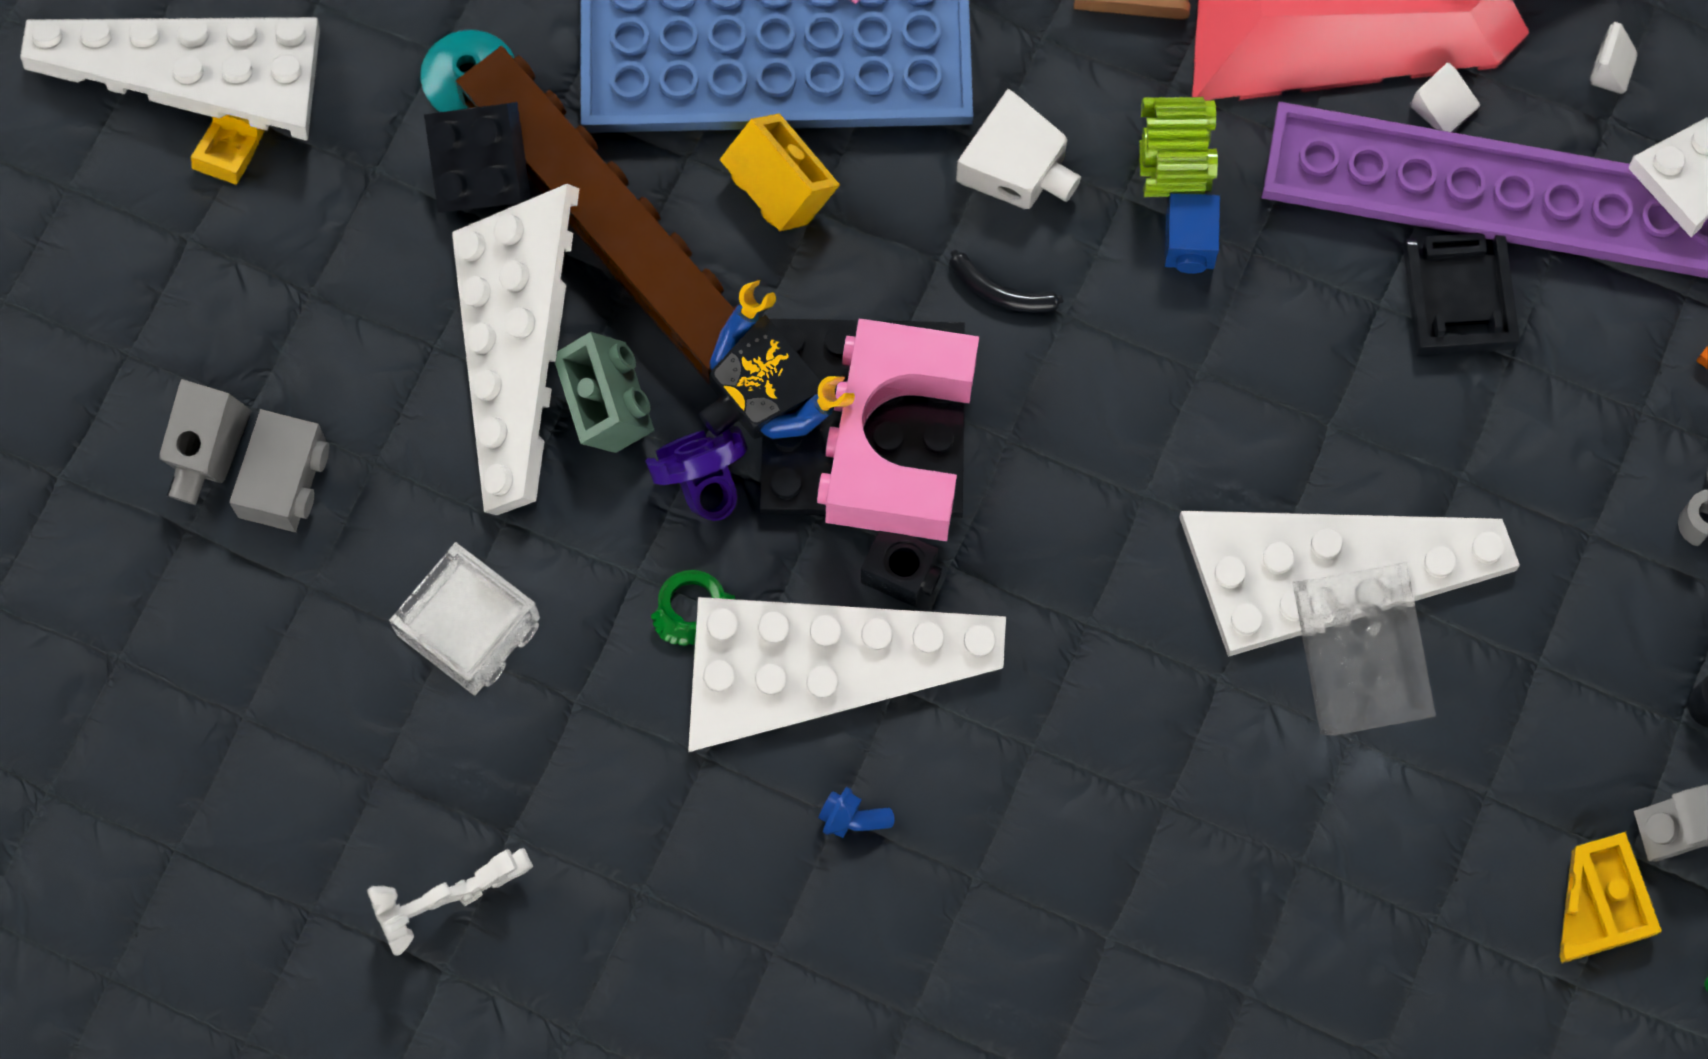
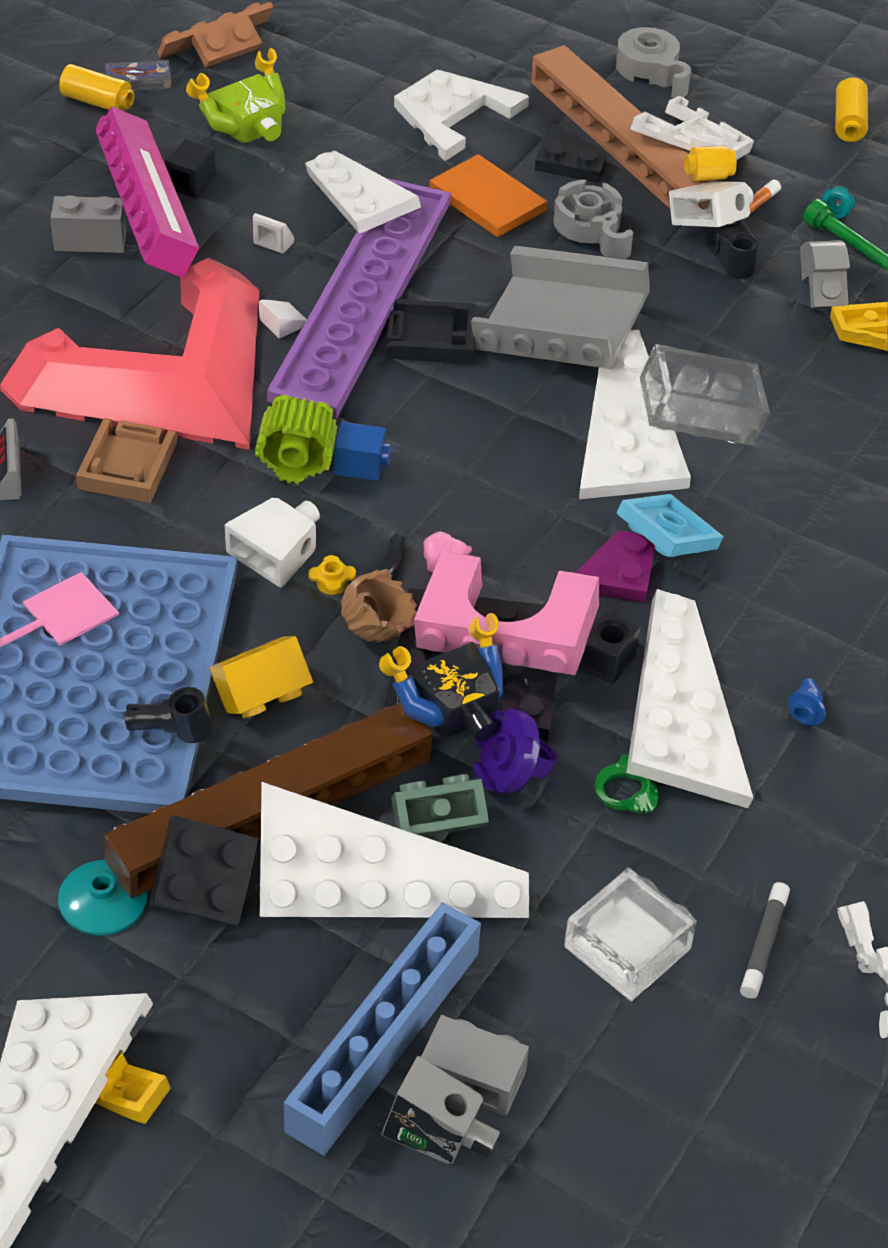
camera: 85 degrees left, 25 degrees down
(307, 371) = (381, 1029): none -> medium blue brick
(489, 775) = (765, 940): none -> dark grey bar
(688, 85) = (181, 713): none -> black pin
(903, 284) = (377, 607): none -> medium nougat hair
(977, 245) = (332, 575): none -> yellow plate
(1033, 357) = (441, 542): none -> bright pink arm
(1055, 575) = (622, 566): none -> magenta wing
(1120, 624) = (669, 525): none -> medium azure plate
(1523, 459) = (565, 307): none -> light grey panel

